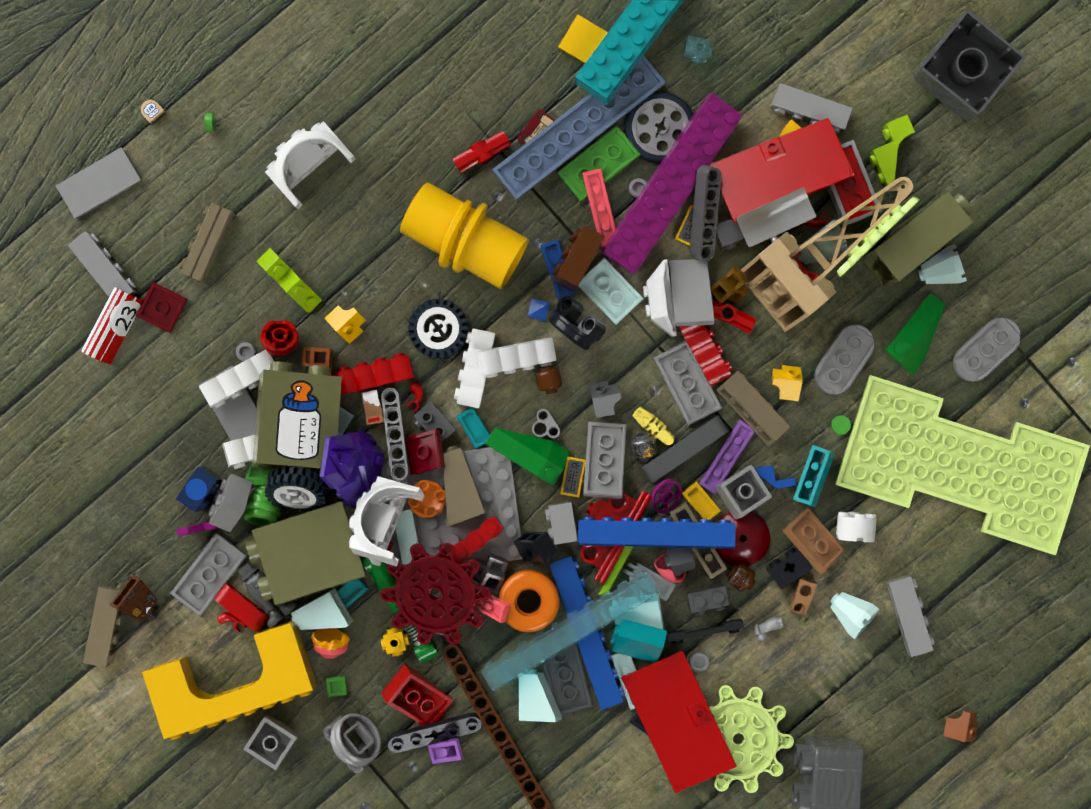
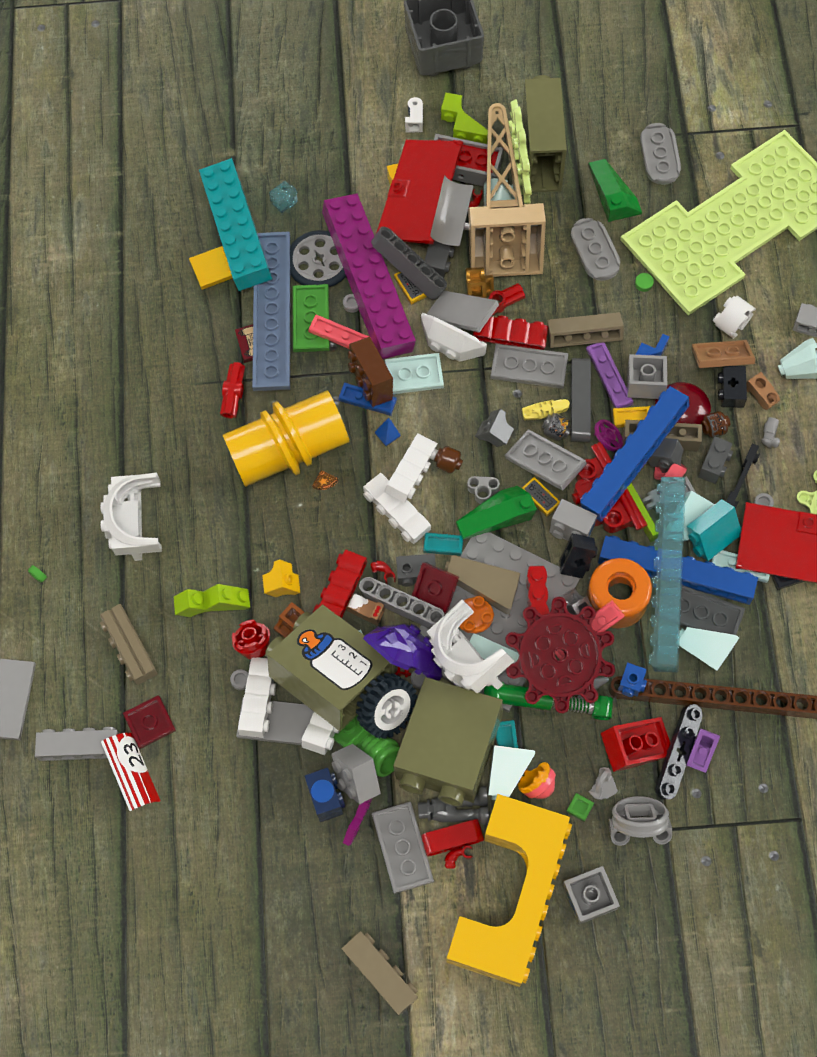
camera: 50 degrees left, 20 degrees down
(136, 600) = (378, 923): reddish brown torso -> none
(365, 693) = (605, 785): none -> light grey piece
(395, 634) = (573, 733): yellow brick -> none
(422, 340) = (341, 500): wheel -> none
(458, 290) = (324, 481): none -> clear orange tile
(458, 662) = (632, 680): none -> blue brick
(565, 320) = (424, 410): black piece -> none
(788, 381) = (585, 292): yellow brick -> none
(810, 107) = (385, 153): light grey brick -> none
(814, 476) = (671, 320): teal brick -> none
(866, 104) = (415, 111): none -> white leg
(943, 268) = (579, 137): light aqua cone -> none

